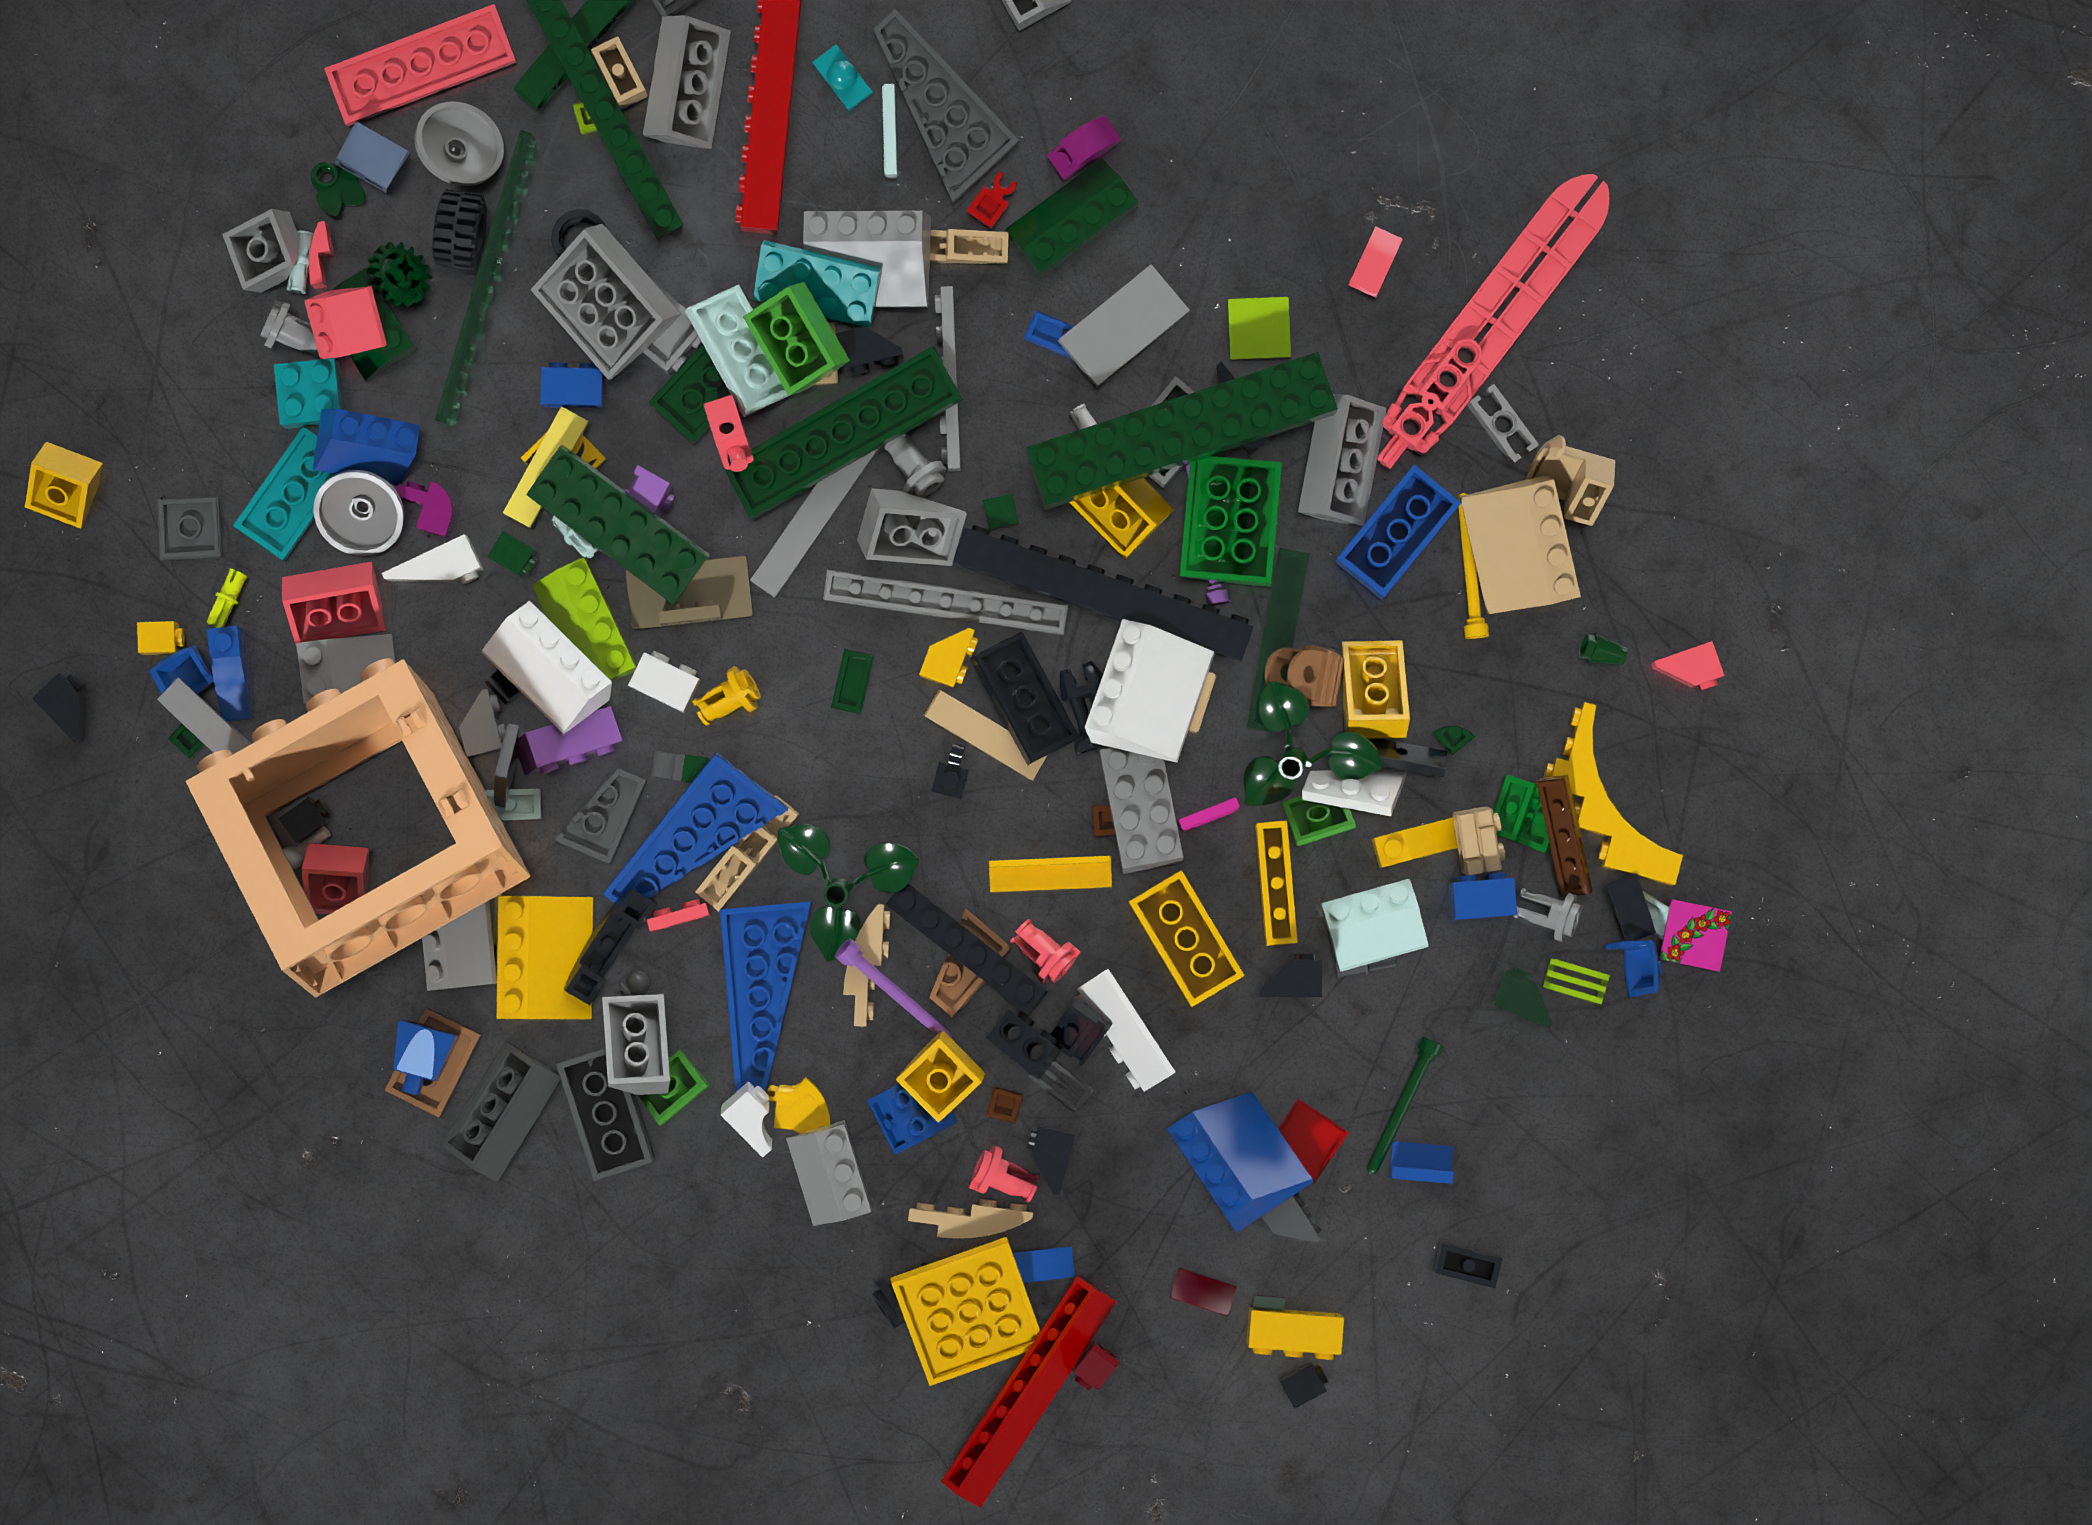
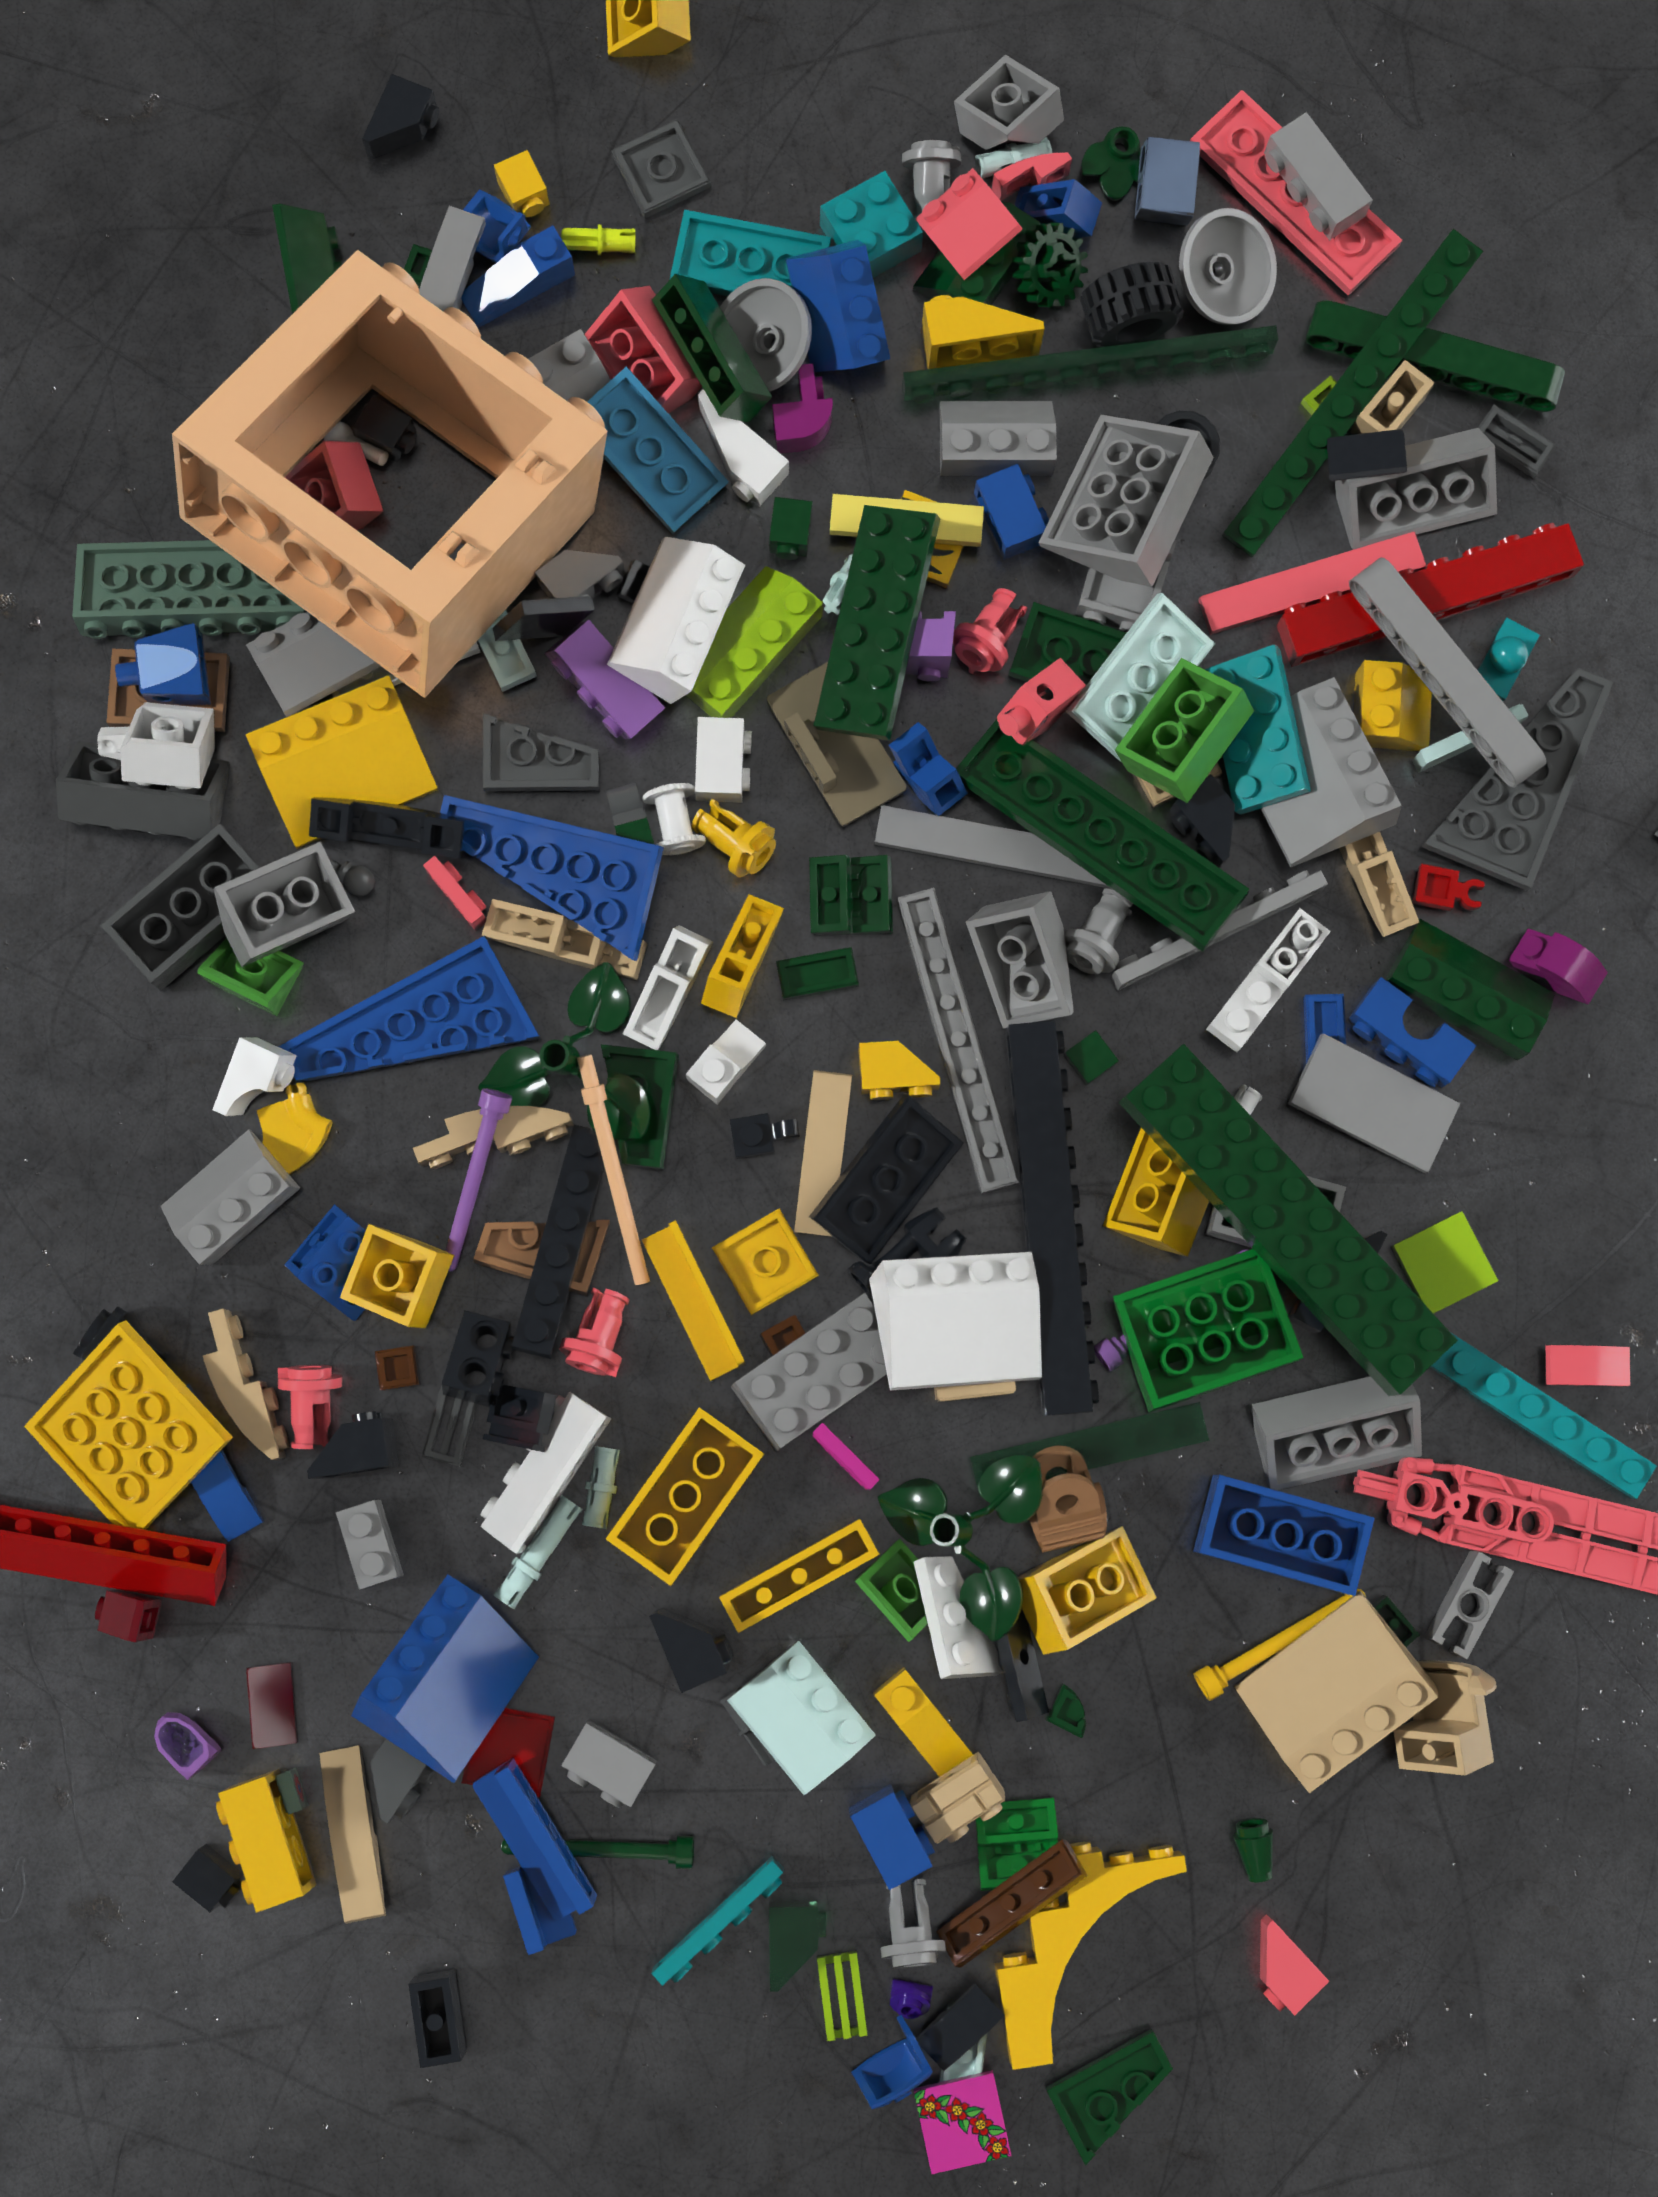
camera: 60 degrees right, 5 degrees down
(159, 822) = (305, 250): none -> dark green slope
(354, 553) = (711, 348): none -> dark green brick
(355, 247) = (1061, 203): none -> blue slope
(358, 1029) = (171, 584): none -> sand green bracket
(411, 630) = (654, 452): none -> dark azure plate
(420, 47) = (1317, 176): none -> light grey brick
(427, 357) = (973, 332): none -> yellow slope
(478, 1081) = (162, 745): none -> white hinge
(509, 371) = (994, 435): none -> light grey slope
(650, 111) = (1366, 455): none -> black slope
(662, 452) = (982, 642): none -> coral piece
(694, 734) = (674, 818): none -> white hose
(722, 191) = (1304, 583): none -> coral tile
(740, 536) = (926, 770): none -> blue brick
(805, 631) = (851, 895): none -> dark green slope
(815, 793) = (667, 987): none -> white slope
(816, 729) = (741, 956): none -> yellow slope
(837, 129) = (1447, 672): none -> light grey beam
(842, 175) = (1392, 706): none -> yellow slope
(874, 880) = (594, 1096): none -> light nougat bar
(877, 829) = (657, 1075): none -> dark green wing
(888, 775) = (725, 1061): none -> white arch
(1002, 360) = (1268, 980): none -> white slope
(1044, 810) = (765, 1261): none -> yellow tile
(1065, 292) = (1381, 1018): none -> blue arch
(1121, 1175) = (369, 1544): none -> light grey brick
(1153, 996) = (601, 1487): none -> light aqua pin
(1179, 1061) = (538, 1551): none -> light aqua pin
(1203, 1362) = (184, 1744): none -> rock
(1316, 1272) = (352, 1834): none -> tan slope
(1347, 1074) = (608, 1764): none -> light grey brick
(1377, 1147) = (535, 1840): none -> blue panel
(1395, 310) = (1545, 1418): none -> teal plate
(1491, 481) = (1395, 1620): none -> dark green piece
(1493, 1055) = (706, 1934): none -> teal plate
(1598, 934) = (910, 1998): none -> dark purple plate
(1719, 828) = (1107, 2090): none -> dark green wing

